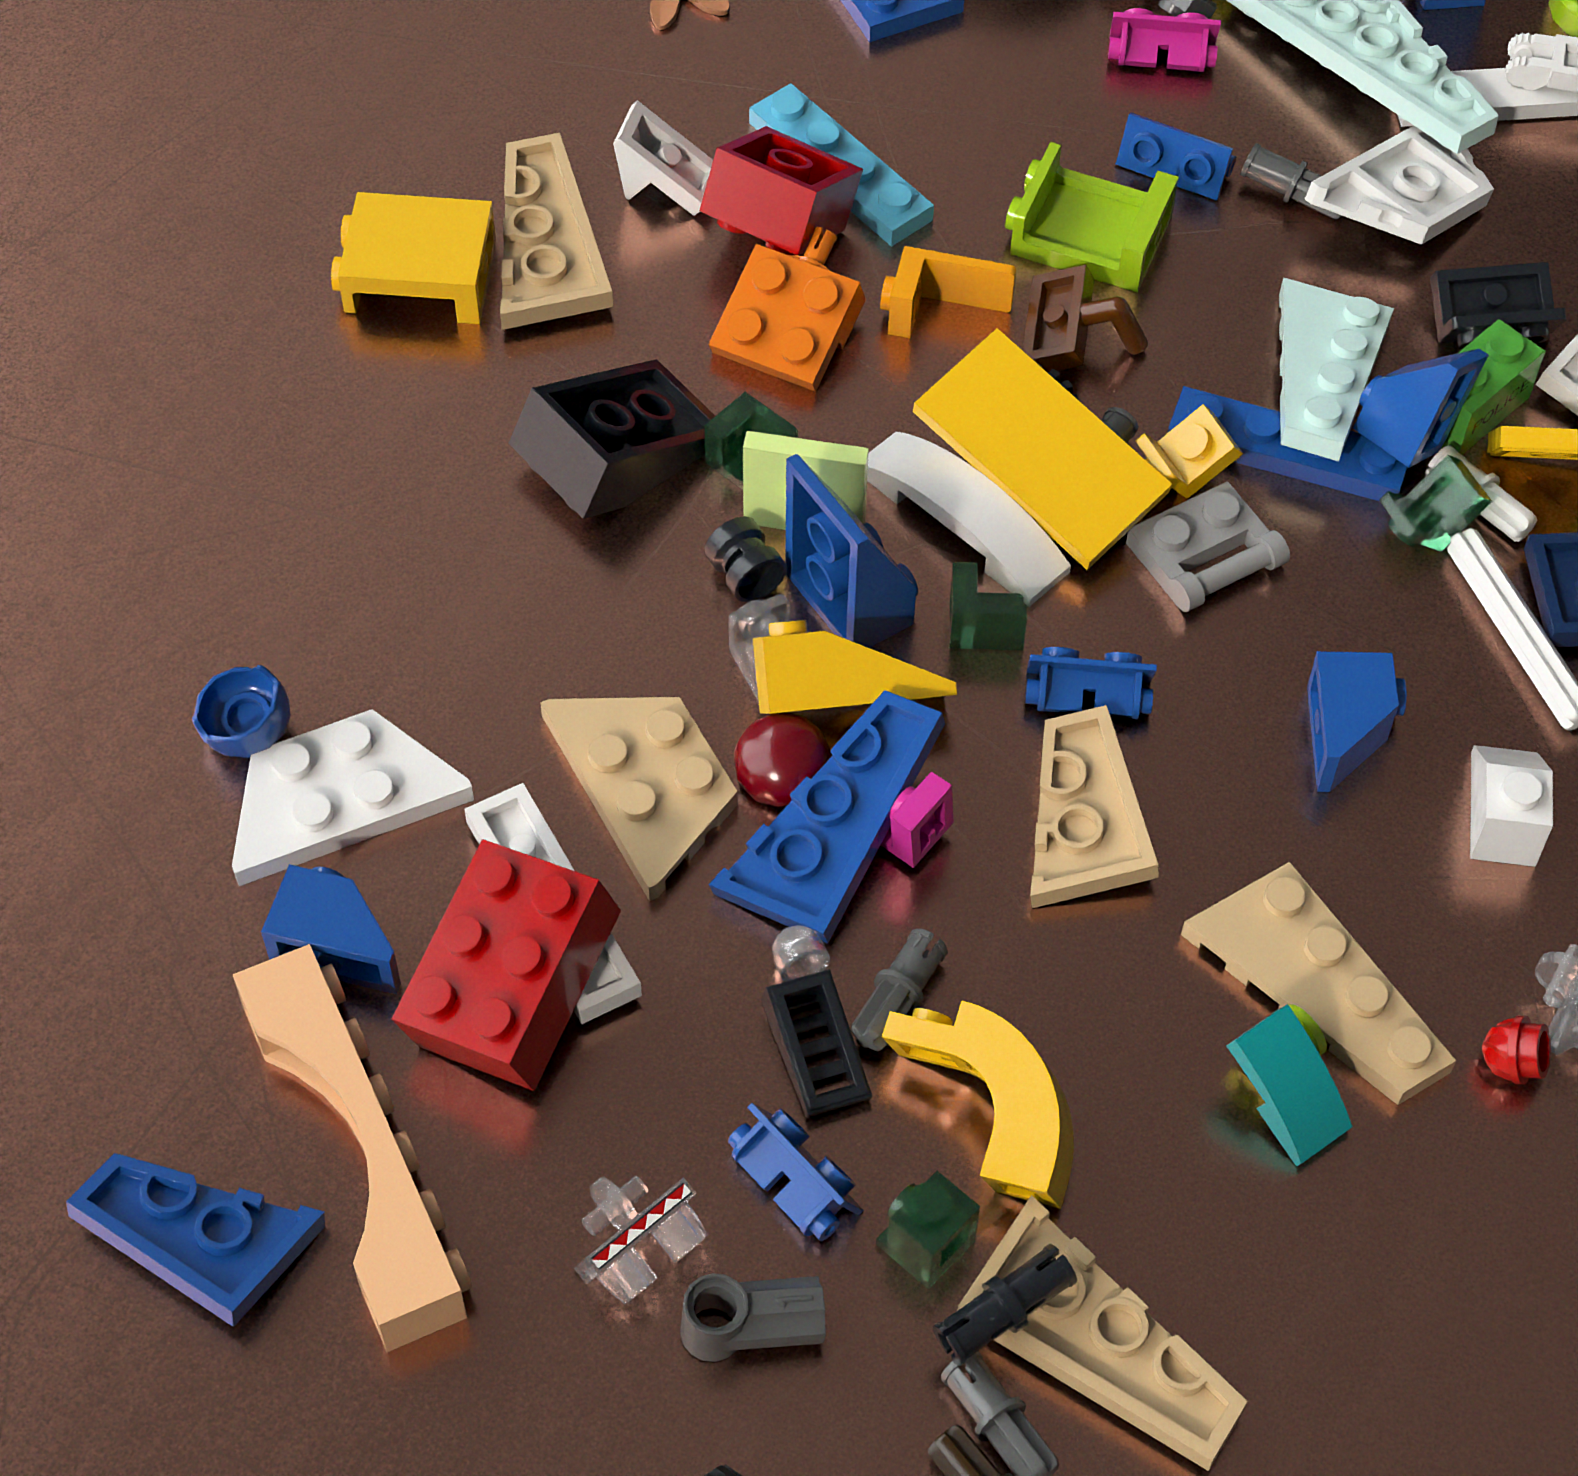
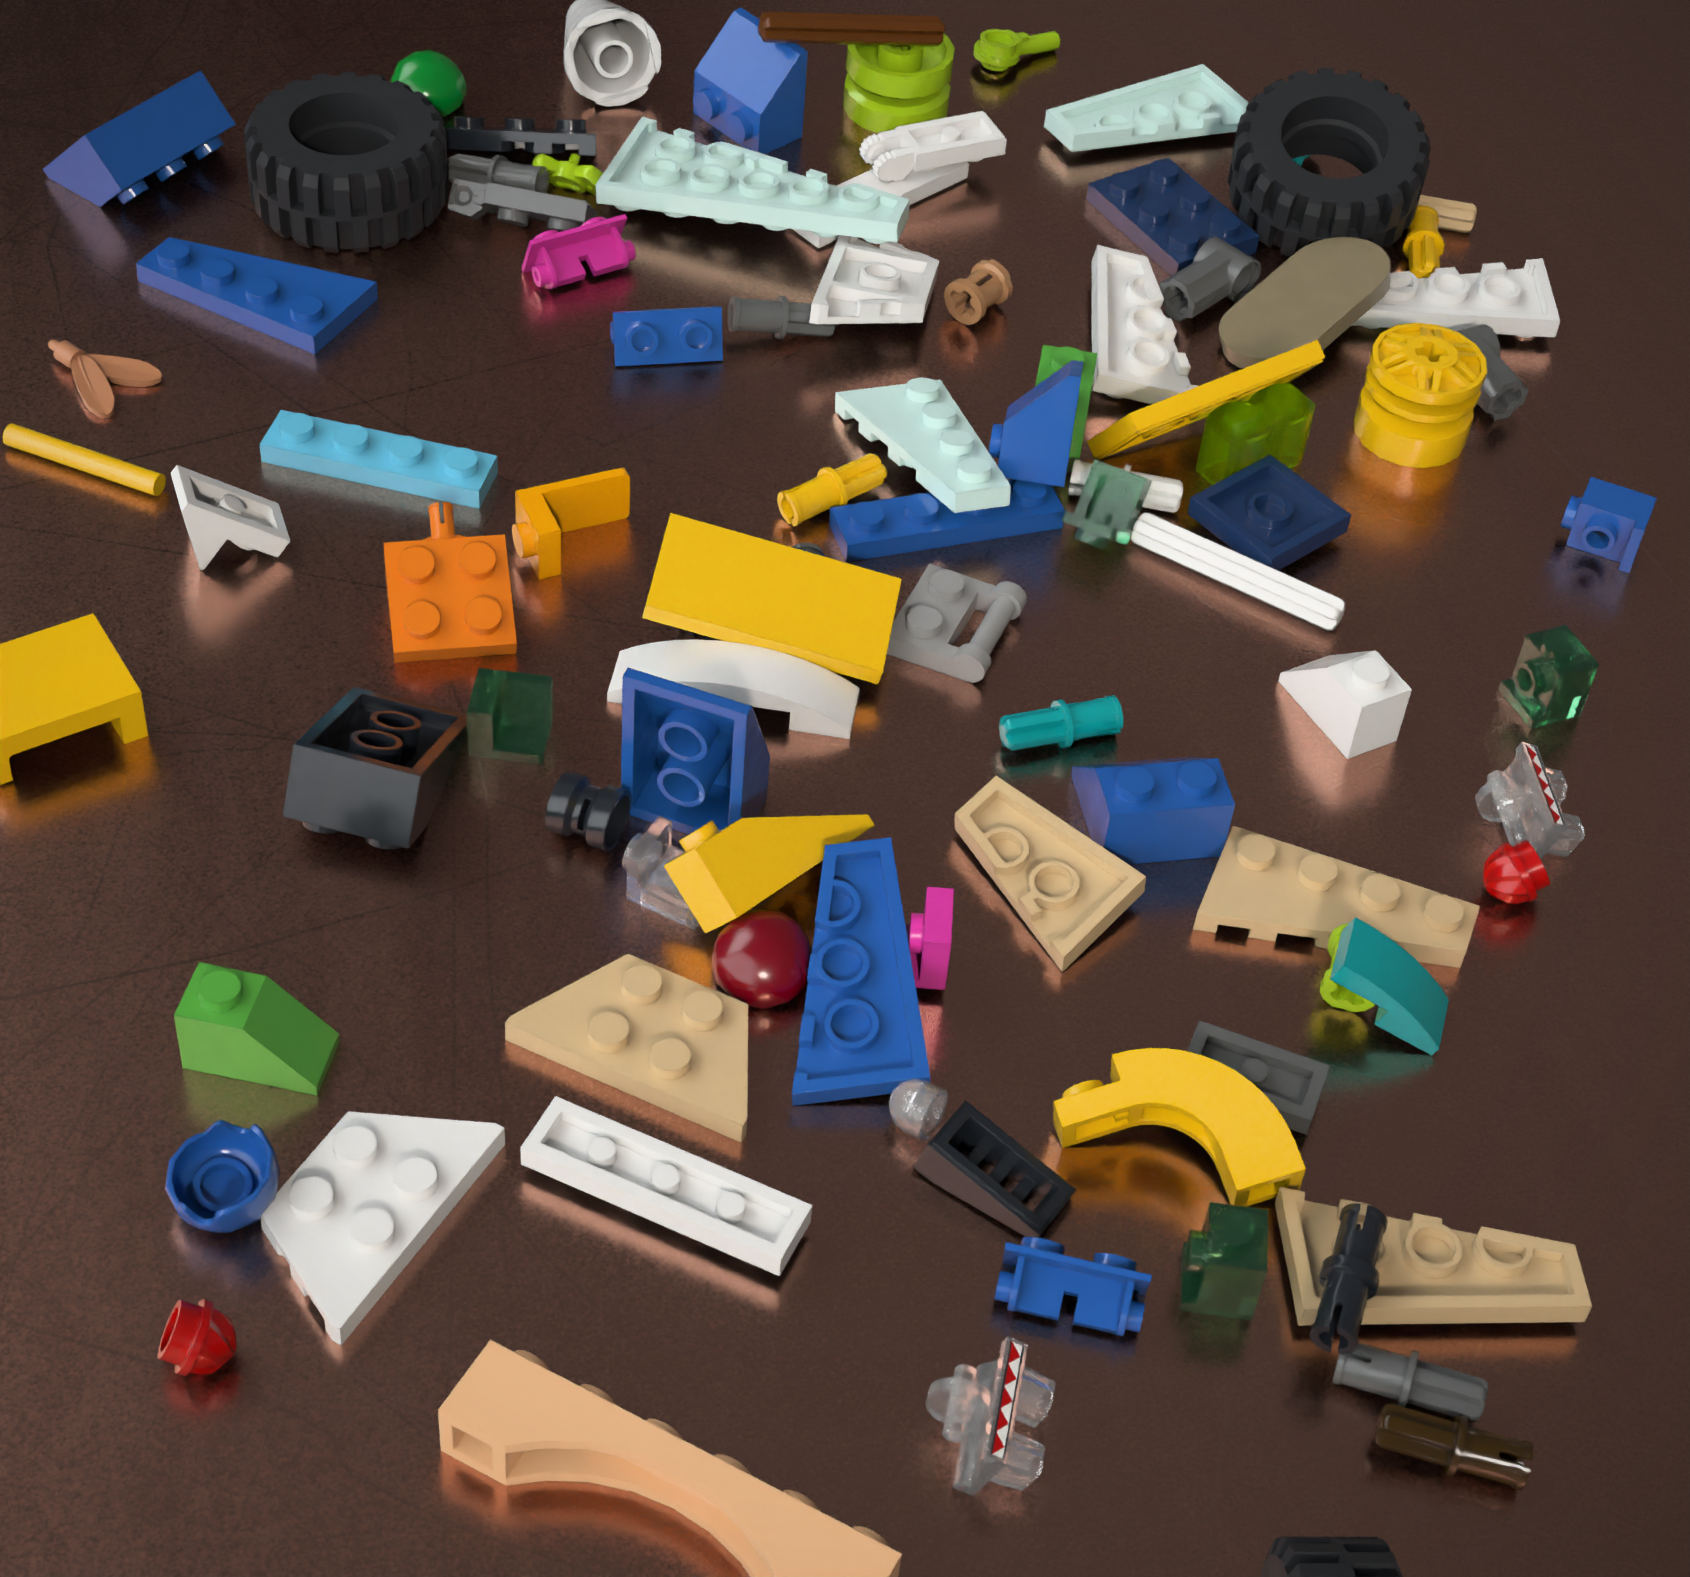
camera: 40 degrees left, 10 degrees down
(136, 822) = (197, 1338): none -> red plate
(331, 916) = (467, 1305): blue slope -> none
(352, 607) = (252, 1031): none -> bright green slope
(507, 964) = (693, 1251): red brick -> none
(548, 242) = (161, 631): tan wing -> none
(607, 57) = (84, 459): none -> yellow bar
(760, 1311) = (1147, 1422): dark grey piece -> none
(764, 474) = (584, 718): yellowish green plate -> none
(779, 190) = (365, 492): red brick -> none
(898, 987) = (1025, 1089): dark grey axle -> none
(983, 618) = (828, 762): clear green panel -> none
(1061, 314) = (680, 487): reddish brown plate -> none
(1089, 221) = (643, 416): lime panel -> none
(1103, 1091) = (1283, 1076): none -> dark grey plate
(1114, 680) = (938, 774): blue hinge -> none
(1191, 451) = (889, 545): yellow bracket -> none
(1202, 368) = (831, 488): none -> yellow axle
(1216, 688) = (1061, 723): none -> teal axle
(1229, 806) = (1156, 808): none -> blue slope
(1351, 710) = (1174, 688): blue slope -> none
(1475, 298) = (1010, 344): black bracket -> none
(1507, 236) = (978, 291): none -> medium nougat bush

